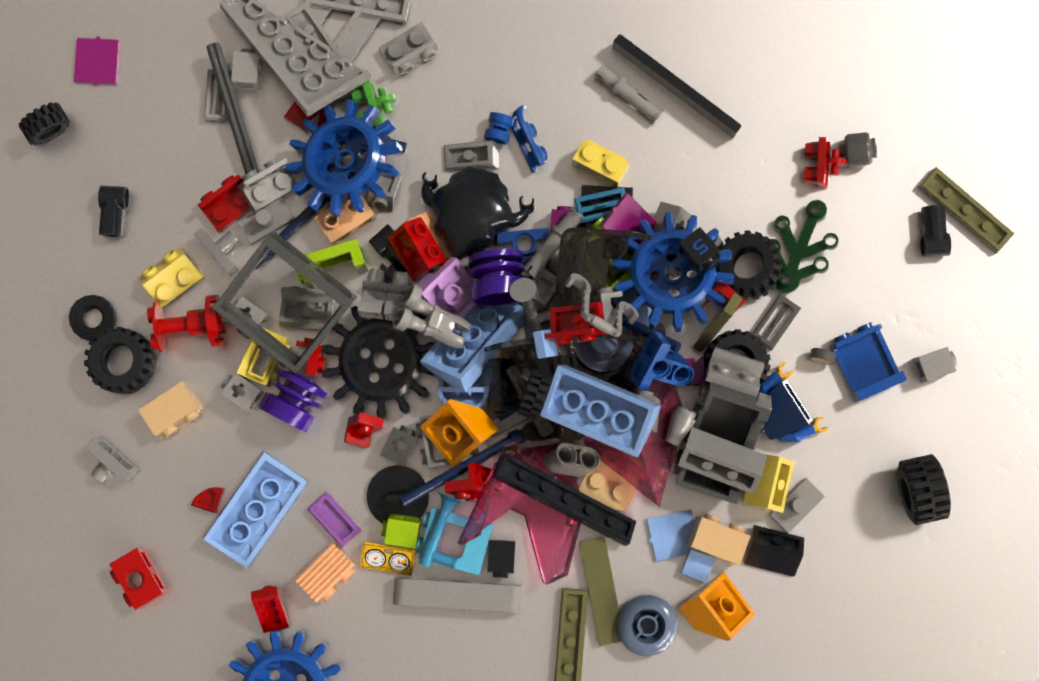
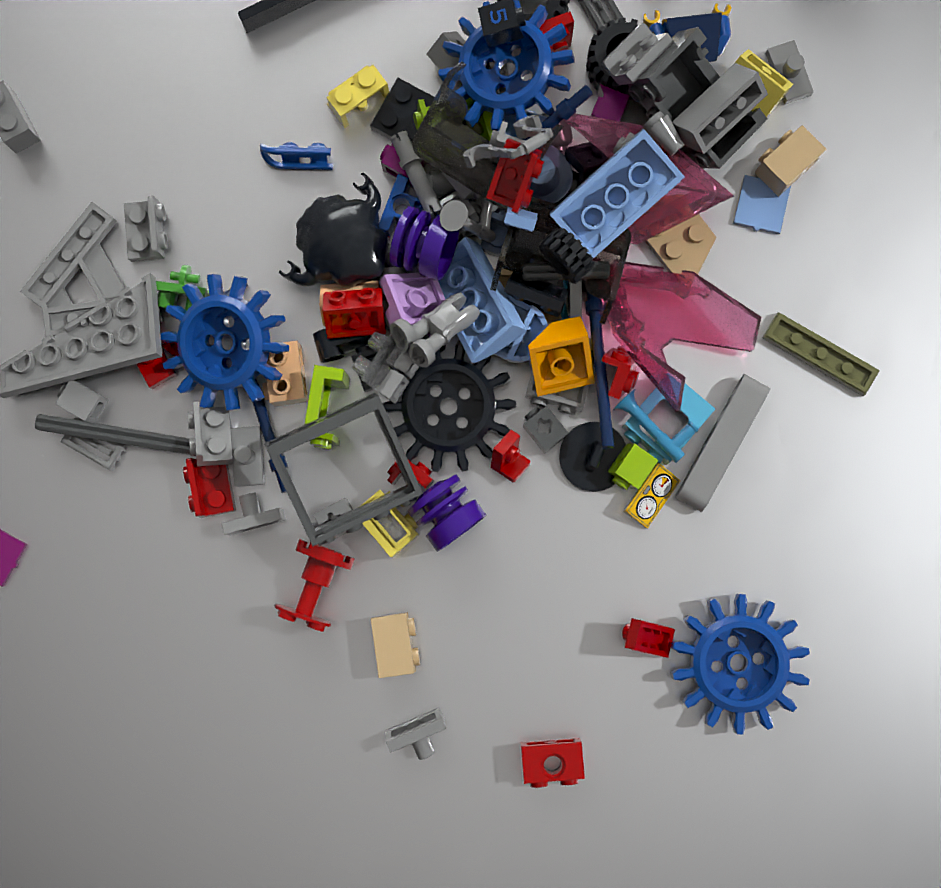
camera: 55 degrees left, 0 degrees up
(44, 123) = (29, 635): black tyre -> none
(81, 306) = (276, 680): black tyre -> none
(98, 360) = (292, 679): black tyre -> none
(113, 203) = (150, 604): black piece -> none
(170, 276) = (255, 581): light yellow bracket -> none
(209, 499) = (504, 650): red tile -> none
(244, 402) = (414, 552): light grey brick -> none
(254, 509) = (537, 607): light blue slope -> none
(305, 308) = (357, 456): light grey bracket -> none
(325, 573) = (638, 565): light nougat brick -> none
(334, 519) = (586, 531): medium lavender tile -> none
(390, 187) = (286, 330): light grey bracket -> none
(471, 154) = (283, 219): light grey slope -> none
(499, 128) = (271, 178): blue wheel -> none
(501, 558) = (707, 380): black brick -> none
(564, 499) = (679, 287): black tile -> none
(572, 455) = (643, 261): light grey beam -> none
(601, 589) = (786, 299): olive tile -> none
(620, 191) = (385, 133): dark azure tile -> none
(627, 216) = (424, 87): magenta piece -> none
(628, 92) = (290, 40): light grey pin -> none
(647, 625) = (841, 269): sand blue hat -> none
(660, 364) = (594, 117): blue tile -> none
(698, 565) = (804, 194): light blue tile -> none
(718, 322) = (576, 41): olive tile -> none
(718, 609) = (857, 194): light orange slope -> none
(775, 551) = (825, 111): black panel -> none

